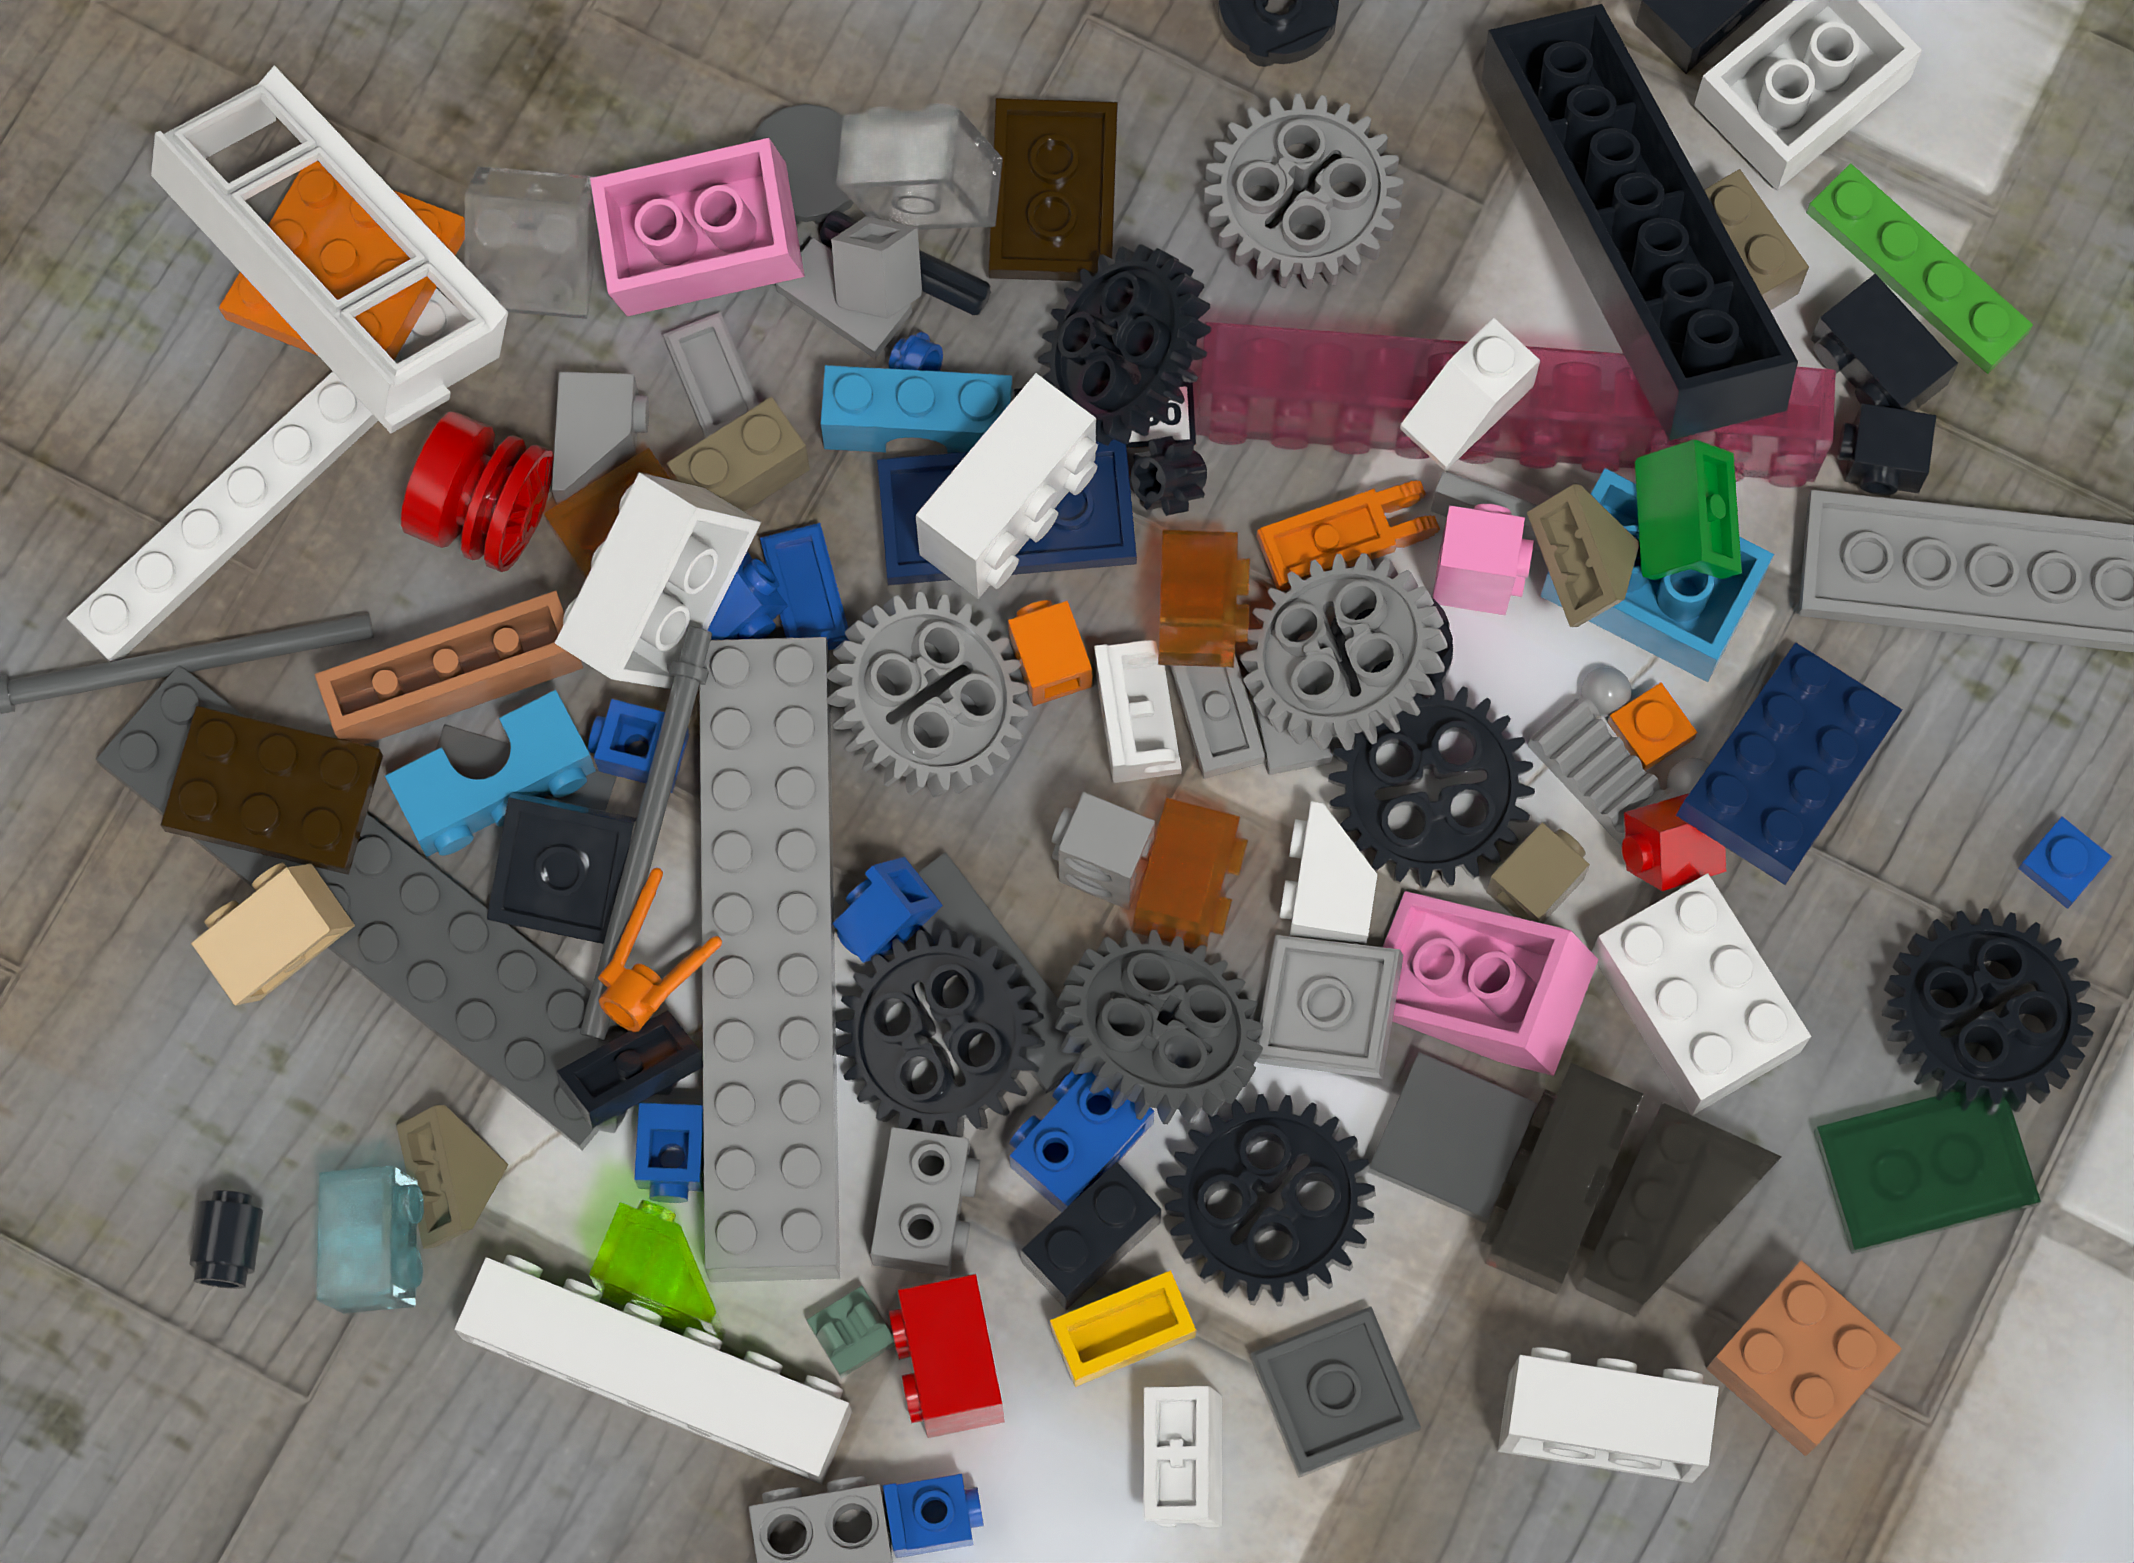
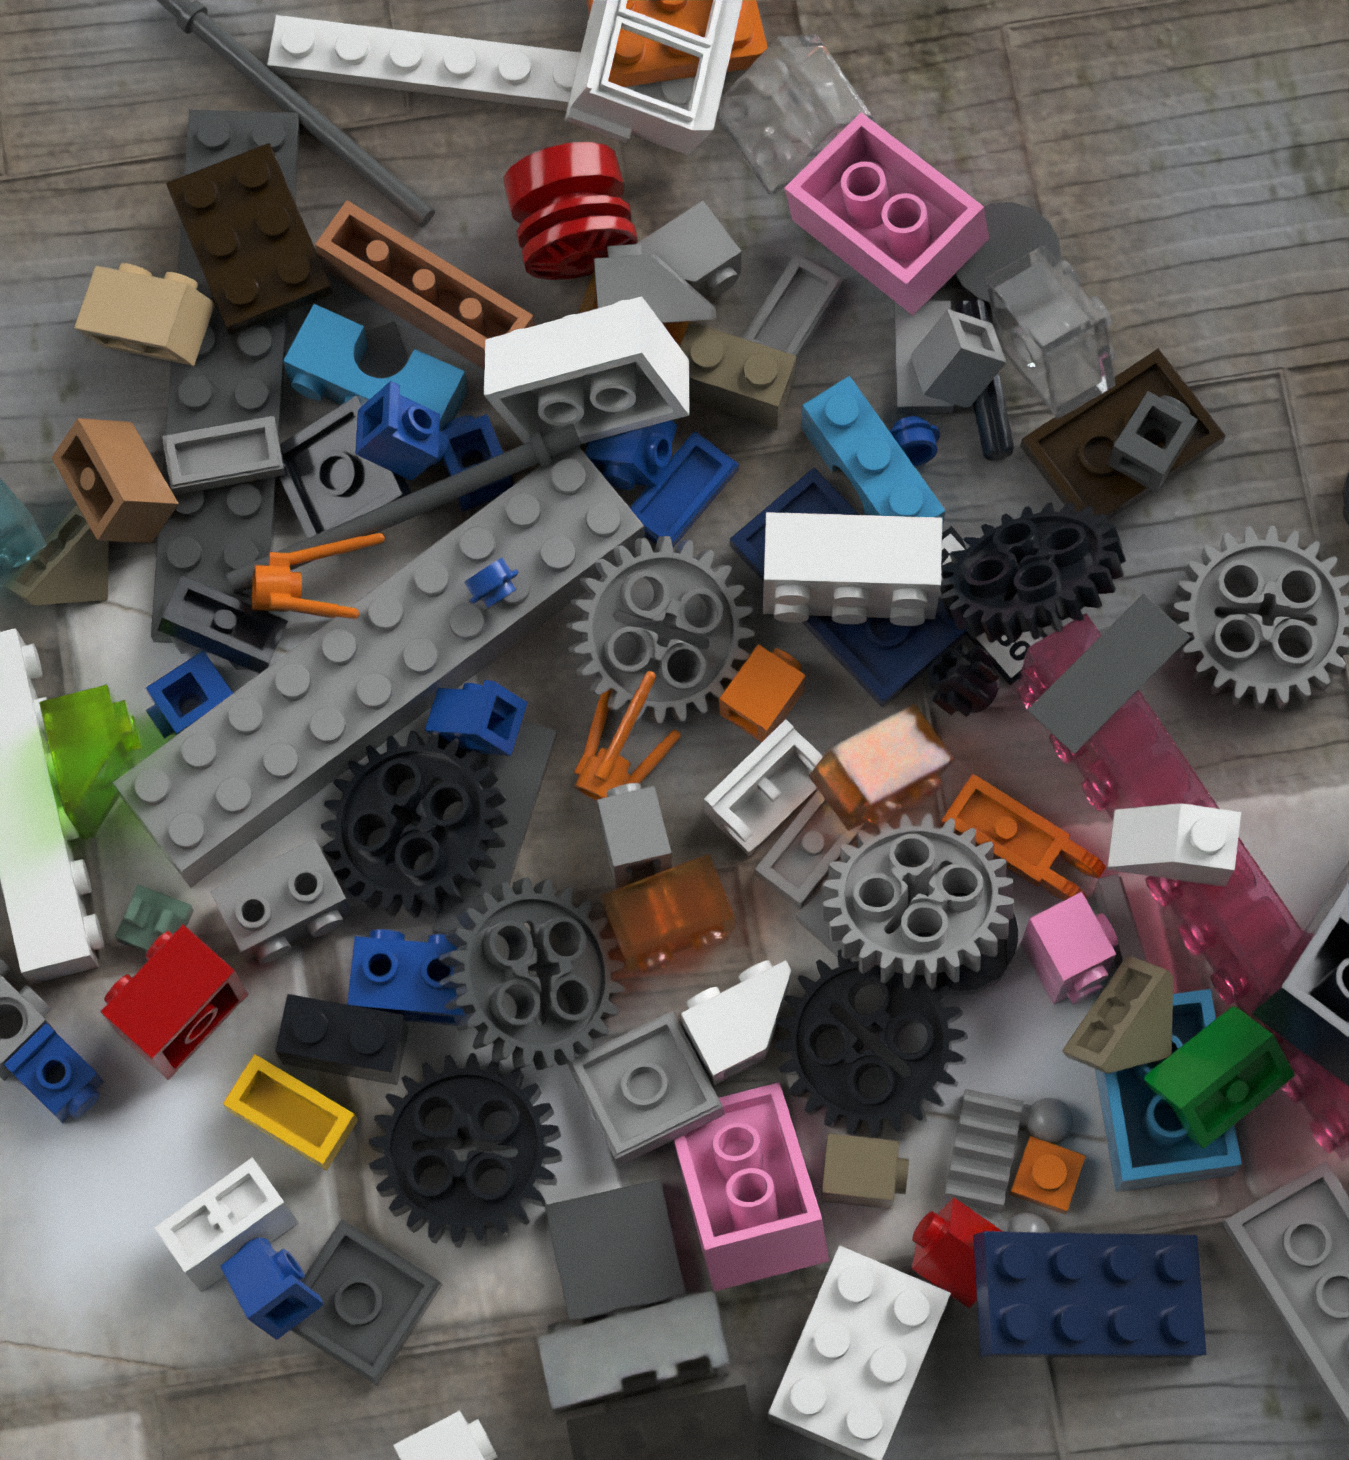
camera: 55 degrees right, 0 degrees up
(413, 1070) = (114, 480): none -> medium nougat brick
(463, 958) = (223, 455): none -> light grey tile
(583, 772) = (399, 433): none -> blue brick
(596, 477) = (632, 275): none -> light grey slope
(785, 800) = (492, 583): none -> blue plate
(1019, 839) = (608, 768): none -> orange plant
(1094, 181) = (1143, 460): none -> dark grey brick
(1271, 1454) = (270, 1287): none -> blue brick
(1274, 343) = (1108, 673): none -> dark grey sticker

